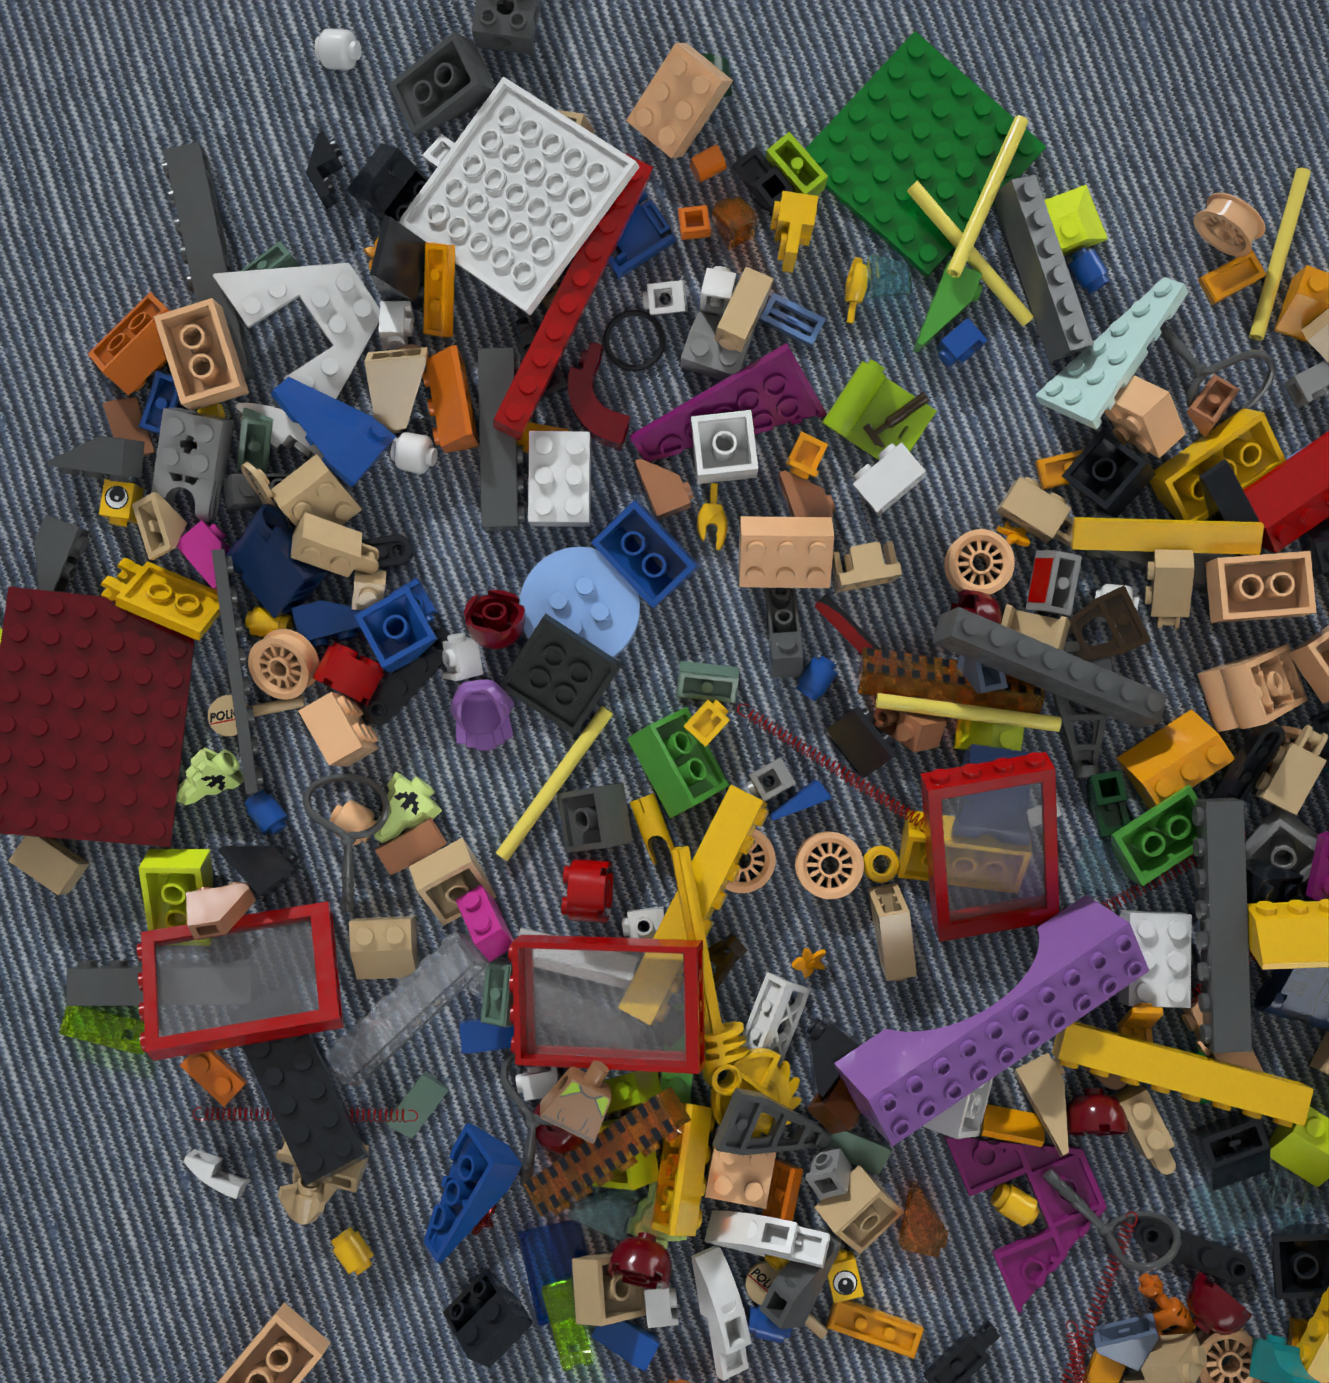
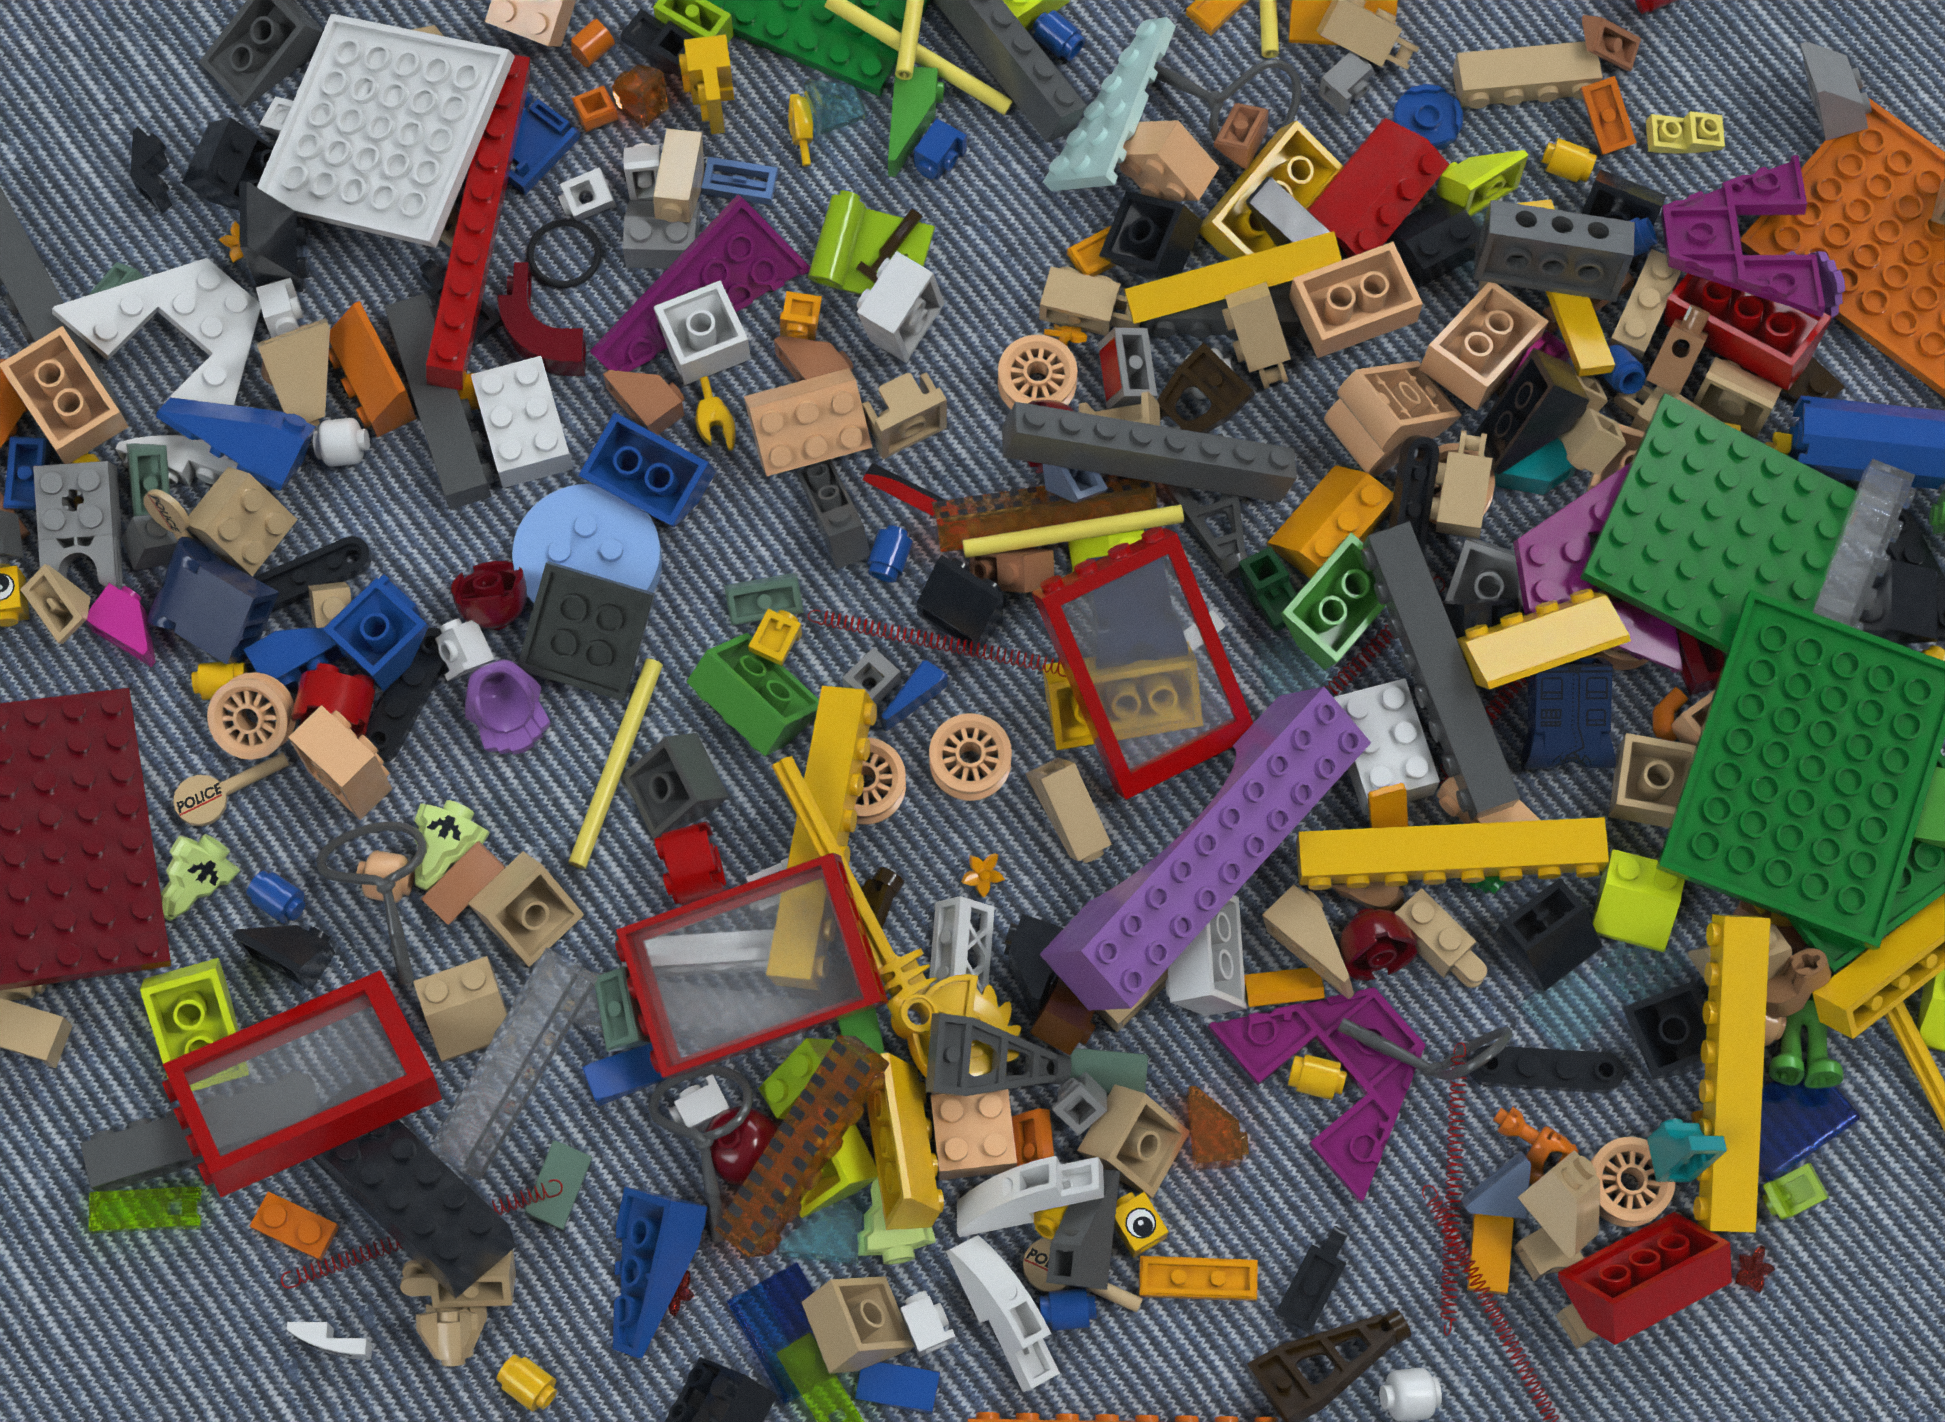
camera: 20 degrees left, 15 degrees down
(163, 597) = (87, 683): yellow tile -> none
(217, 909) = (250, 1007): slope -> none
(235, 658) = (192, 725): dark grey plate -> none
(332, 547) = (275, 561): tan brick -> none
(337, 49) = (129, 40): white head -> none
(439, 289) = (320, 256): light orange tile -> none
(485, 922) = (578, 934): dark pink brick -> none
(579, 1101) = (751, 1083): medium nougat torso -> none
(641, 1262) = (885, 1270): dark red cylinder -> none
(650, 822) = (743, 770): yellow piece -> none
(893, 864) = (1035, 725): yellow piece -> none
(1214, 1307) = (1589, 1112): dark red cylinder -> none

